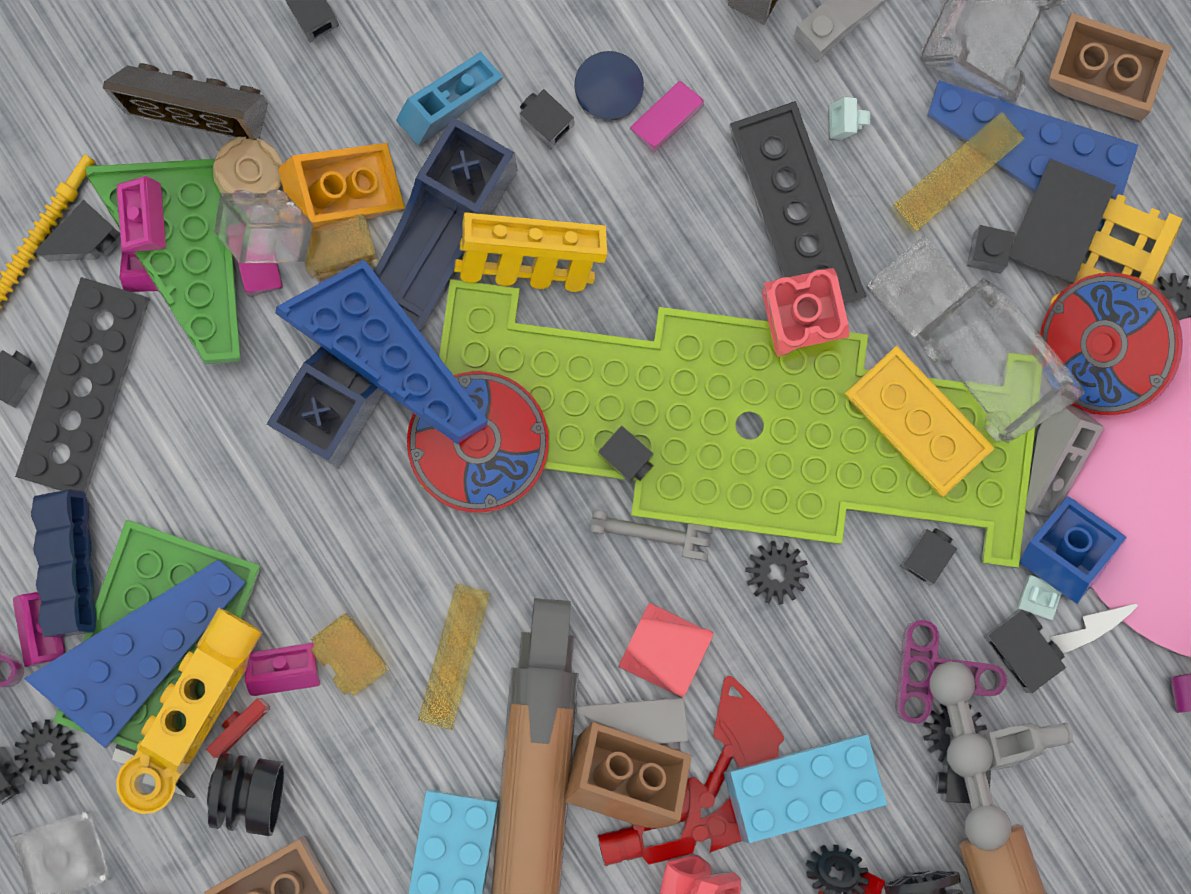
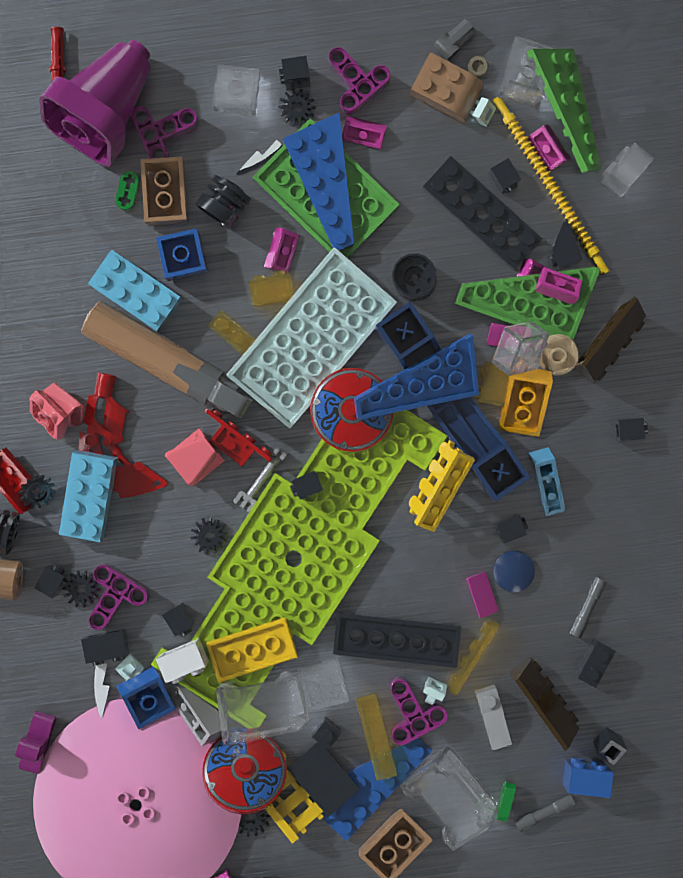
camera: 115 degrees right, 5 degrees up
(63, 559) = (389, 160): dark blue brick -> none
(168, 749) = (265, 172): yellow brick -> none
(207, 441) = (408, 266): none -> black wheel
(237, 726) = (262, 213): red plate -> none
(358, 820) = (182, 254): none -> blue brick
(395, 557) = (311, 337): none -> light aqua plate
(615, 600) = (233, 443): none -> red bracket
(628, 777) = (137, 405): medium nougat brick -> none
(651, 720) = (162, 431): light grey slope -> none
(780, 86) = (468, 663): none -> clear yellow plate
(805, 310) = (338, 617): coral piece -> none
(897, 131) = (413, 715): none -> magenta beam
(975, 754) = (61, 592): light grey connector -> none
(988, 516) = (182, 660): none -> white brick

